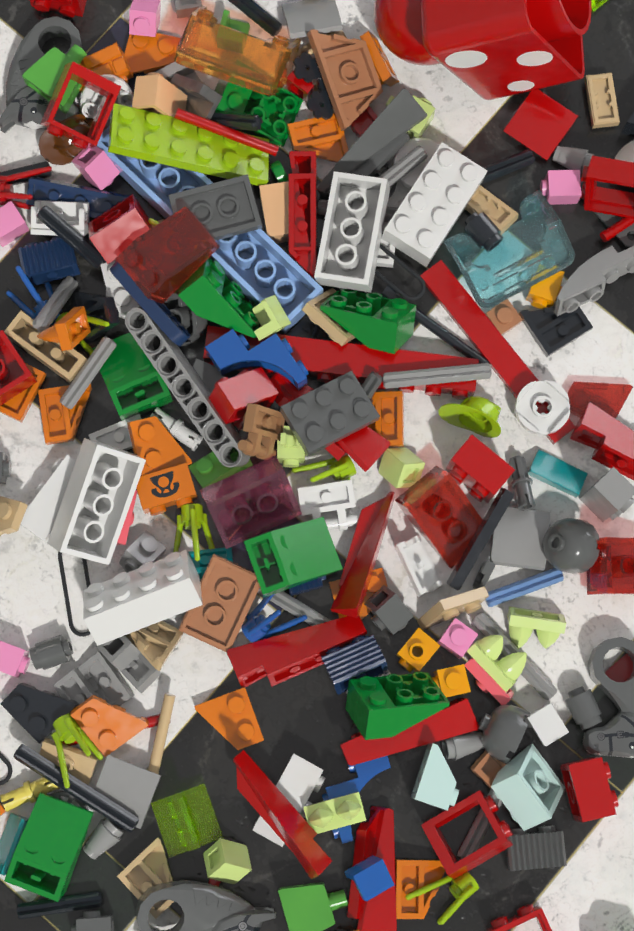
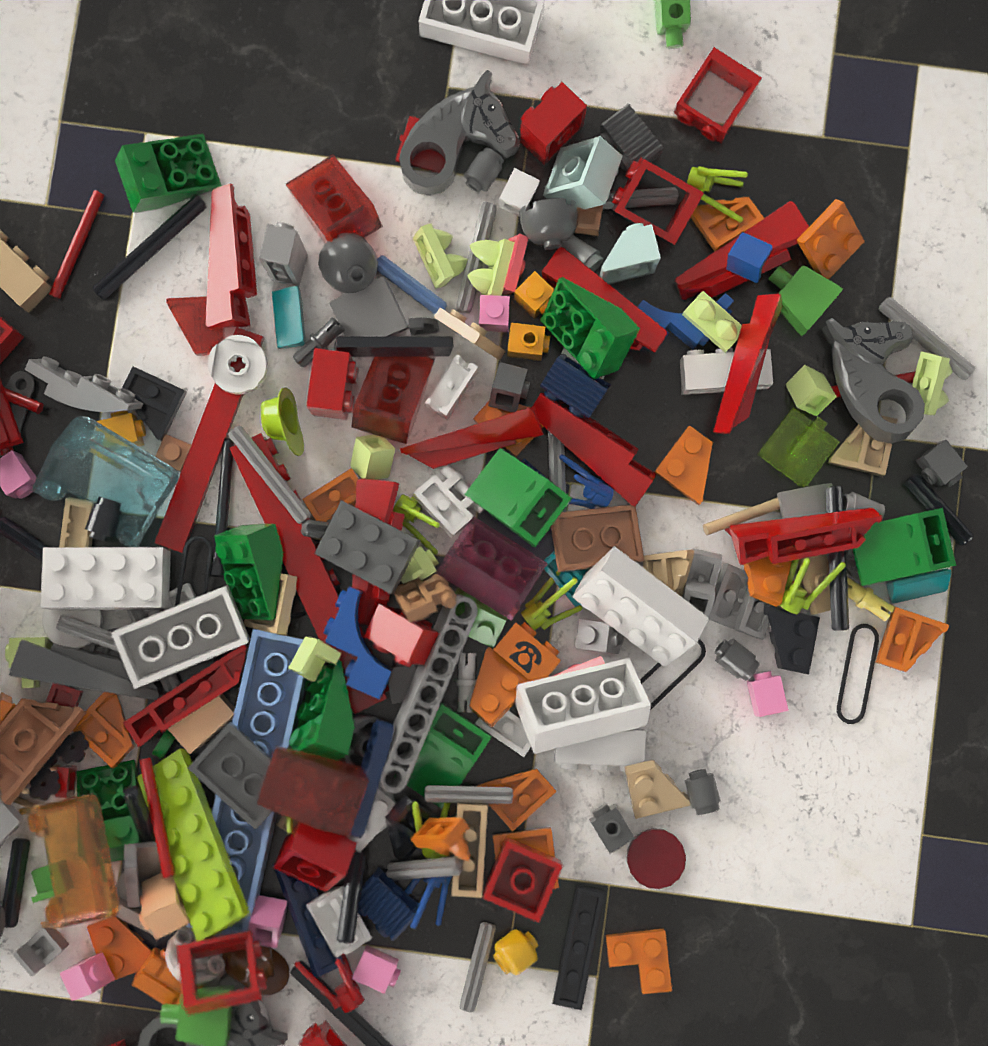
camera: 120 degrees left, 5 degrees up
(112, 769) = (802, 536): none -> red wedge

